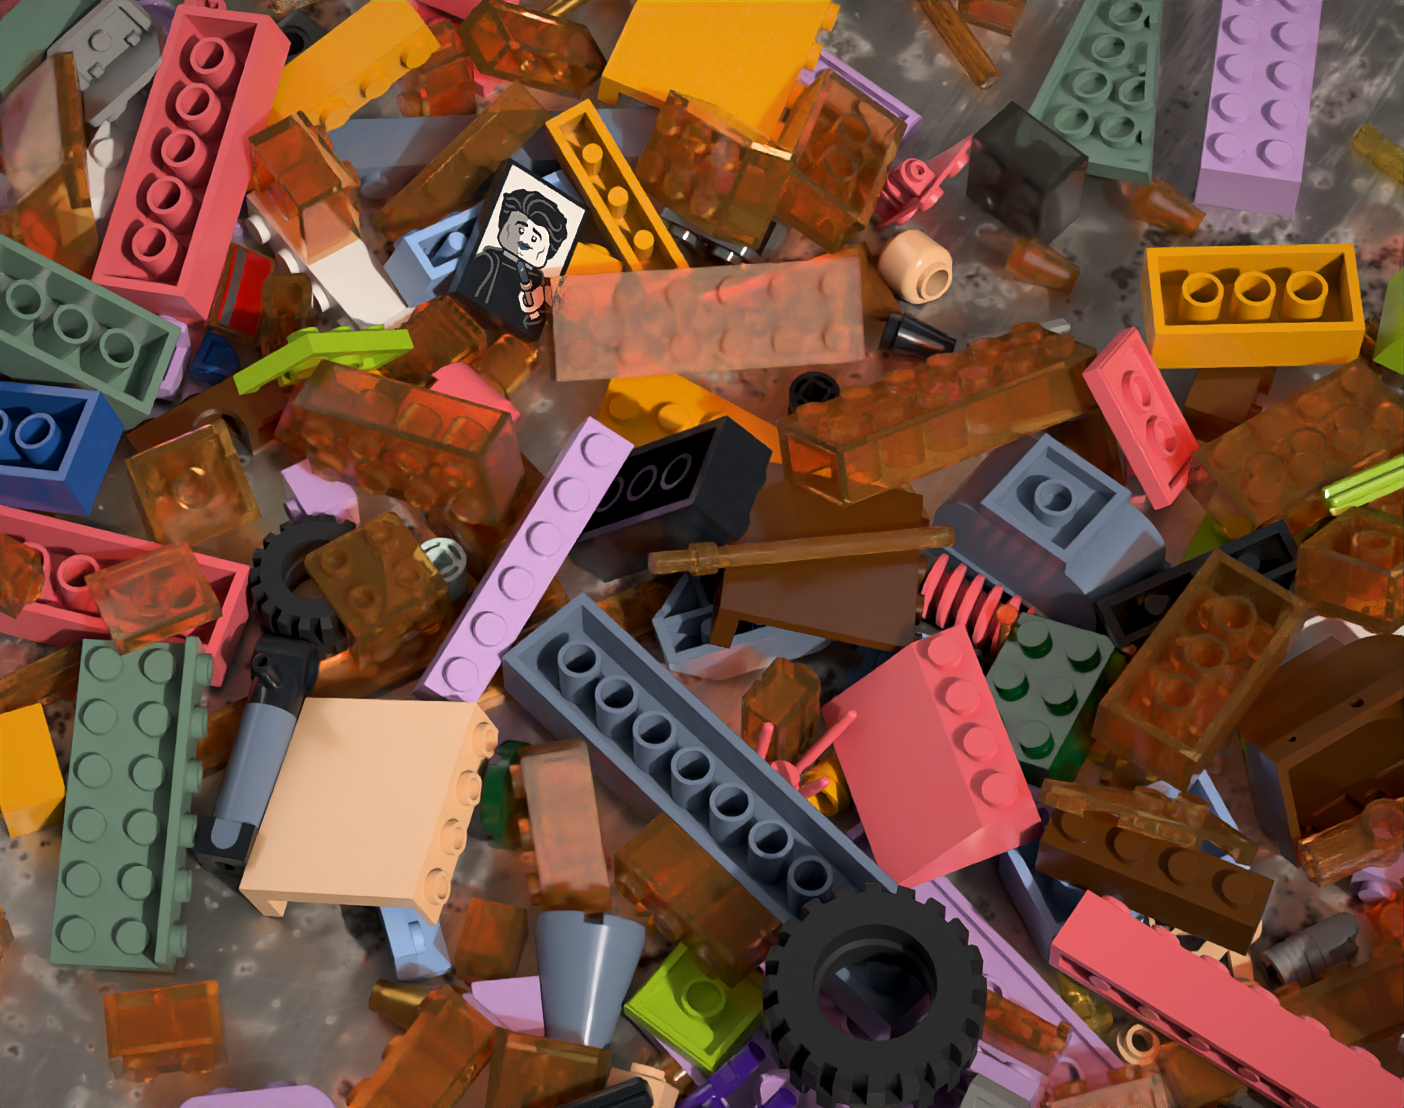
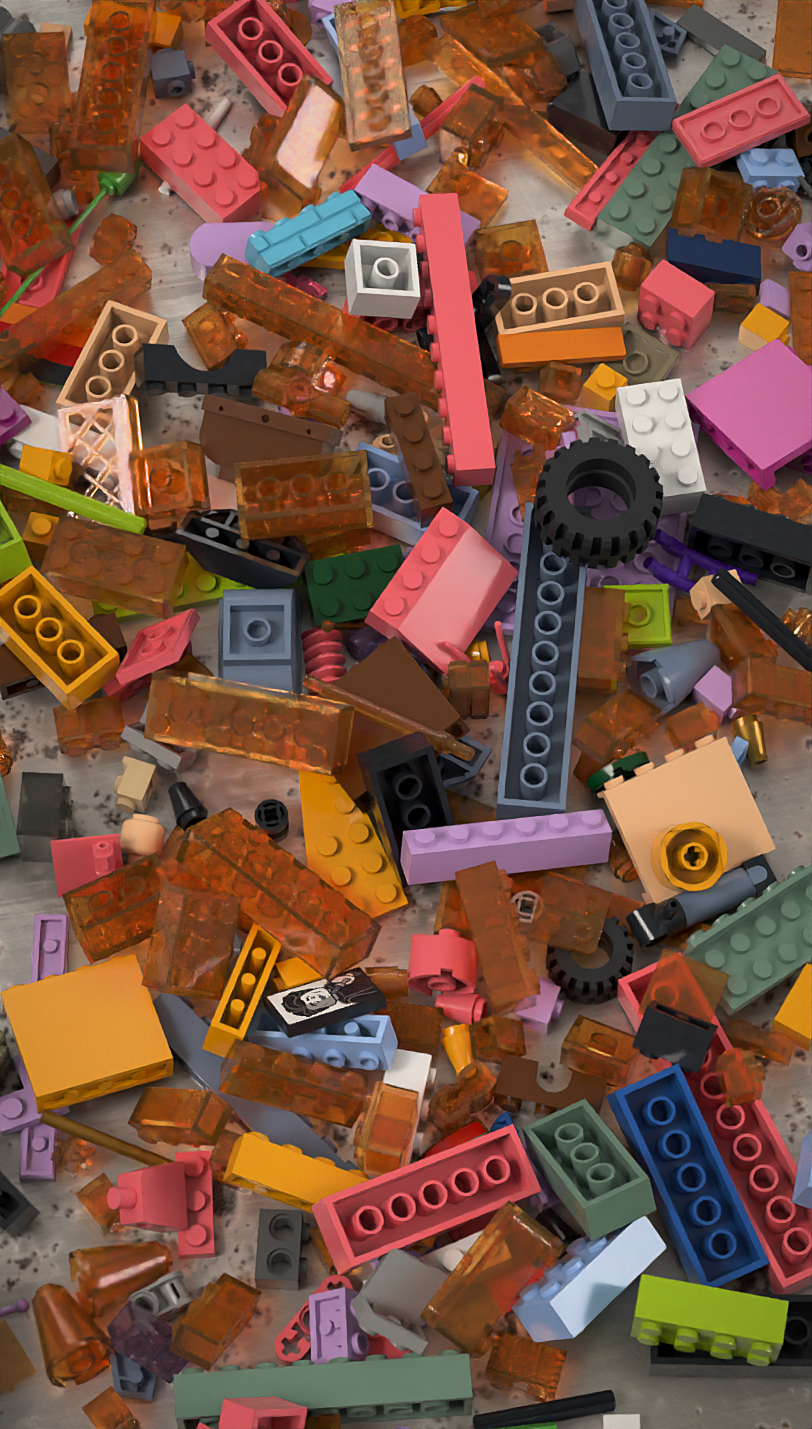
camera: 130 degrees left, 5 degrees up
(111, 537) = (674, 1037): none -> black brick
(307, 347) = (482, 1027): lime wing -> none
(307, 739) = (688, 876): none -> light orange brick
(989, 303) = (135, 785): none -> tan brick
(1041, 265) = (86, 786): clear orange cone -> none
(1110, 306) = (90, 726): none -> clear orange brick
(1153, 814) = (396, 465): clear orange wing -> none

